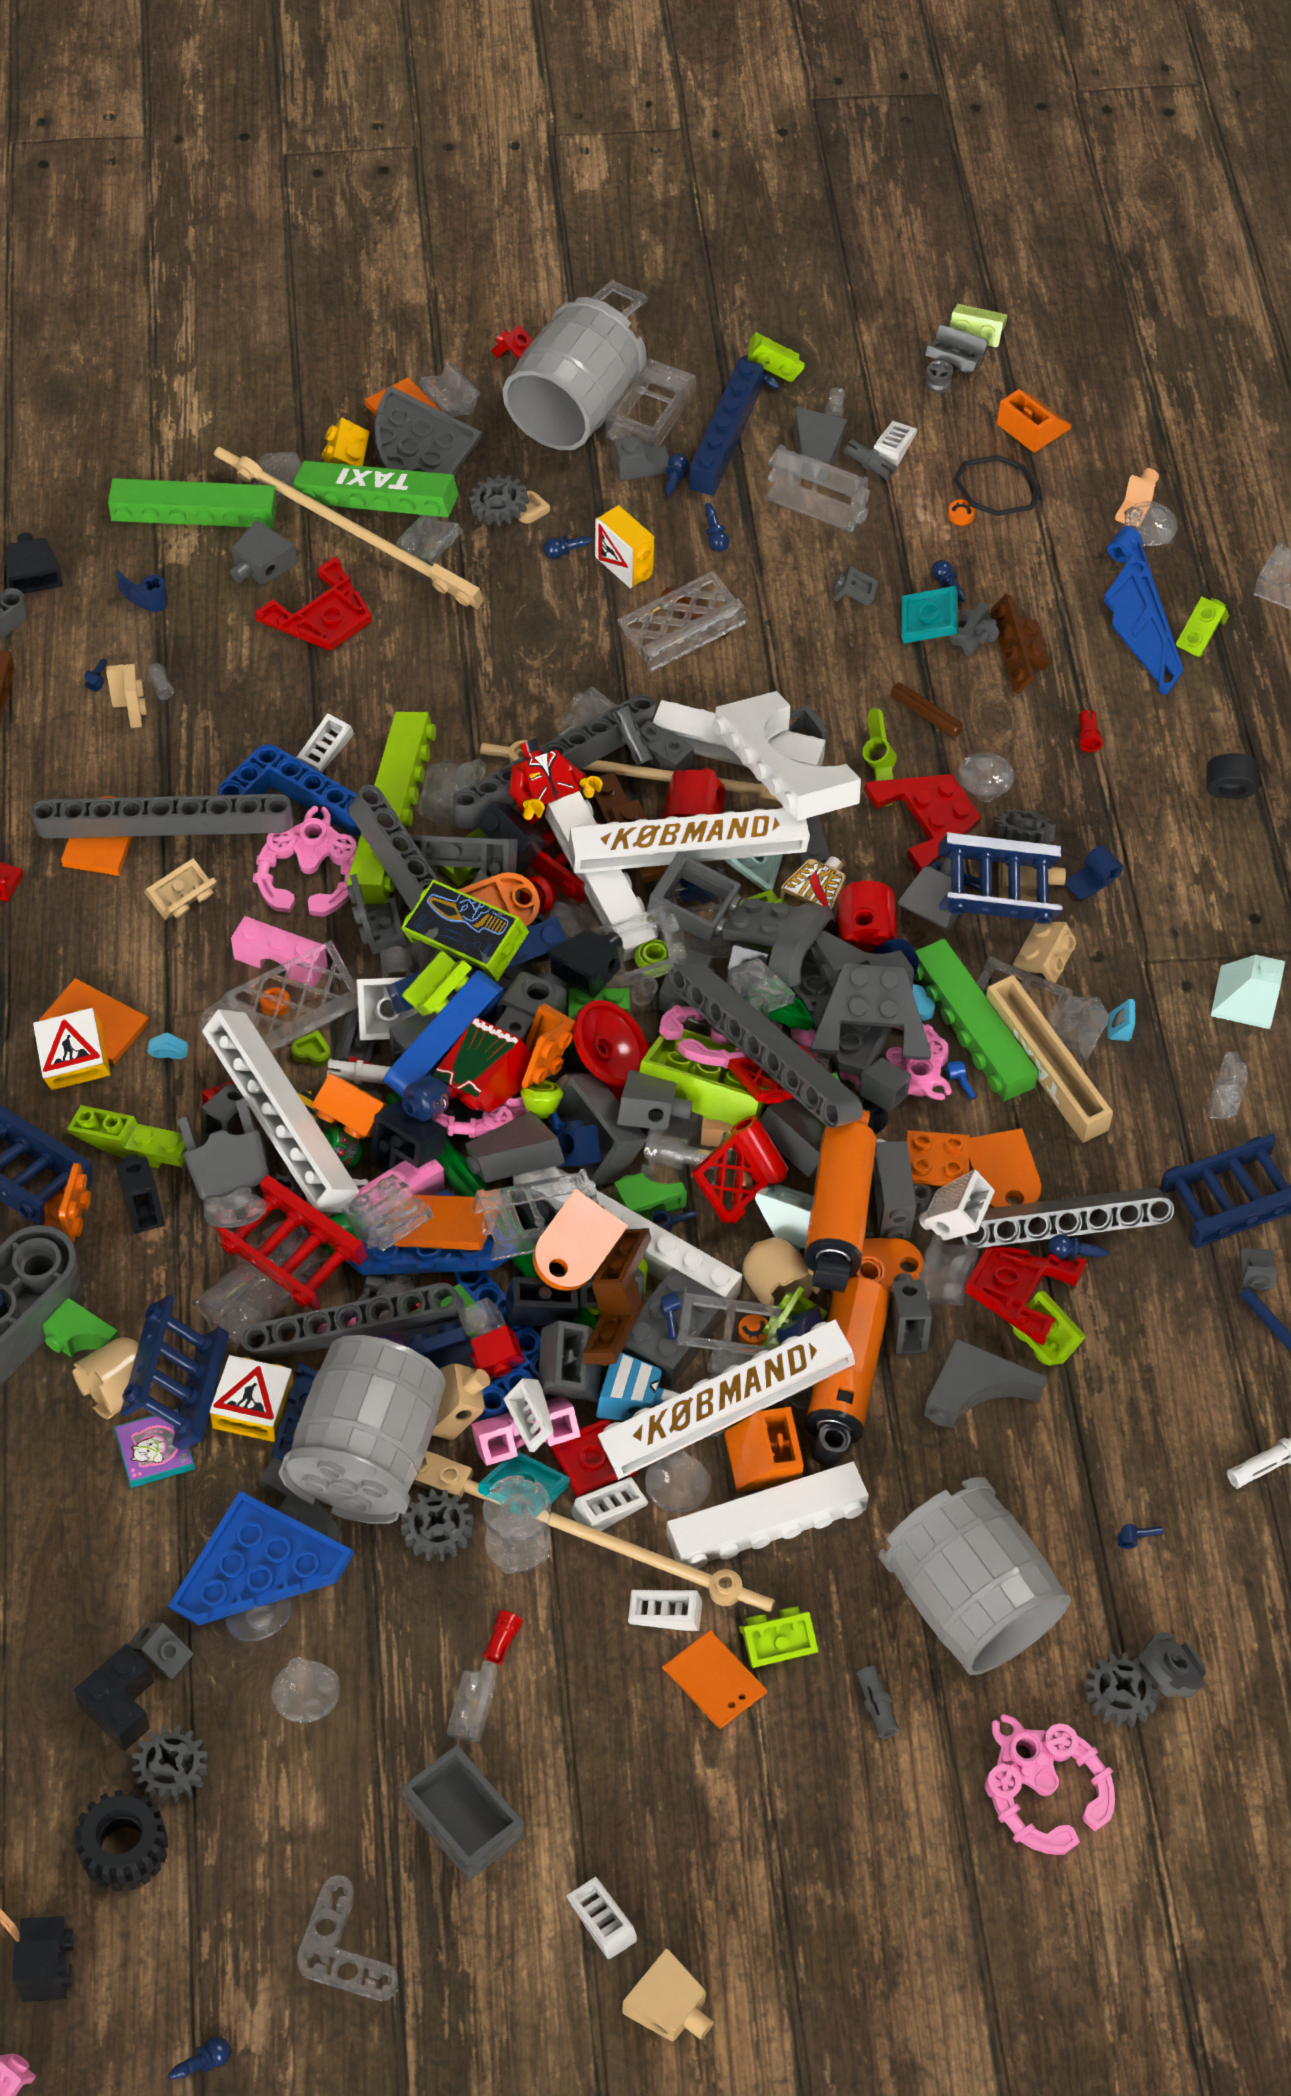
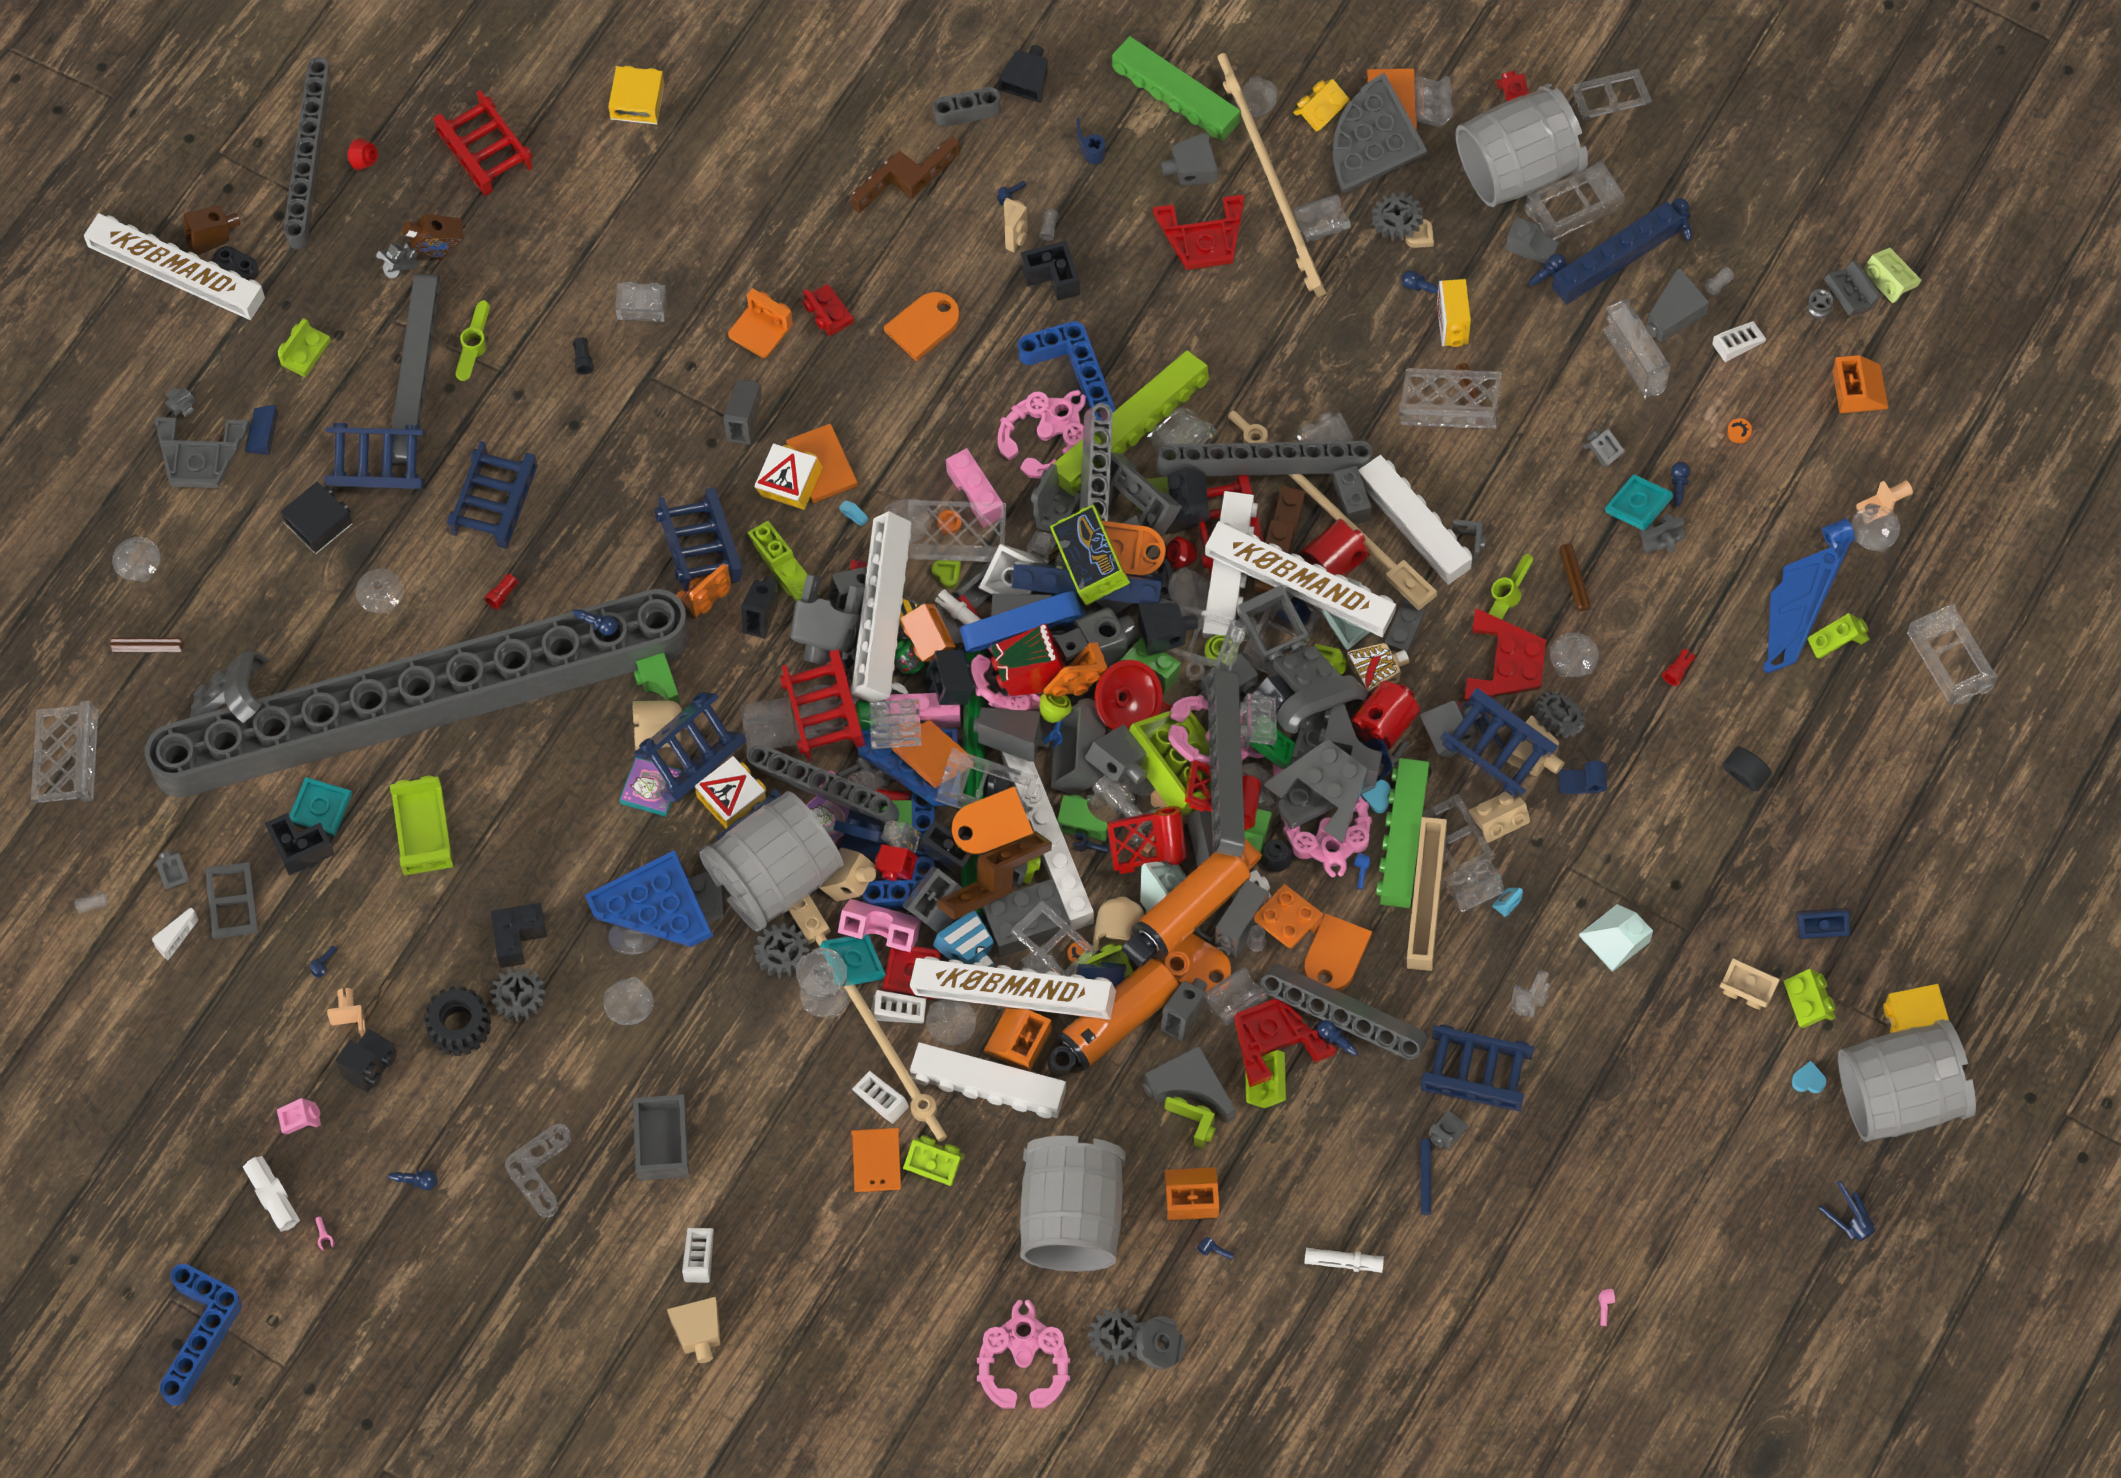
camera: 40 degrees right, 10 degrees up
(161, 1648) = (563, 919): dark grey bracket -> none
(162, 816) = (974, 345): dark grey beam -> none
(179, 889) = (945, 399): tan bracket -> none
(198, 709) = (1054, 265): none -> black brick
(234, 1209) = (801, 659): clear dish -> none
(327, 725) = (1123, 336): white slope -> none
(378, 488) = (1309, 157): bright green brick -> none
(426, 1098) = (974, 660): dark blue head -> none
(435, 983) = (1038, 582): lime bracket -> none
(473, 1703) = (719, 1077): clear bracket -> none
(504, 1631) = (773, 1044): red pin -> none
(516, 1401) = (884, 915): white slope -> none
(546, 779) = (1234, 472): red torso -> none
(578, 1143) = (1053, 754): dark blue brick -> none
(632, 735) = (1331, 473): dark grey pin -> none
(668, 1305) = (1025, 902): dark blue hand -> none
(718, 539) = (1537, 344): dark blue bar -> none
(774, 357) = (1701, 213): lime bracket -> none
(799, 787) = (1404, 591): white arch -> none
(870, 459) = (1706, 344): dark grey pin -> none
(877, 1702) = (962, 1240): dark grey pin -> none
(884, 1084) = (1293, 842): dark grey brick -> none
(958, 1206) = (1272, 958): white torso -> none
(990, 510) = (1794, 396): black piece -> none
(1020, 643) = (1689, 567): reddish brown bracket -> none
(1022, 1408) = (1200, 1113): none -> lime bracket
(1072, 1491) = (1191, 1193): none -> orange slope

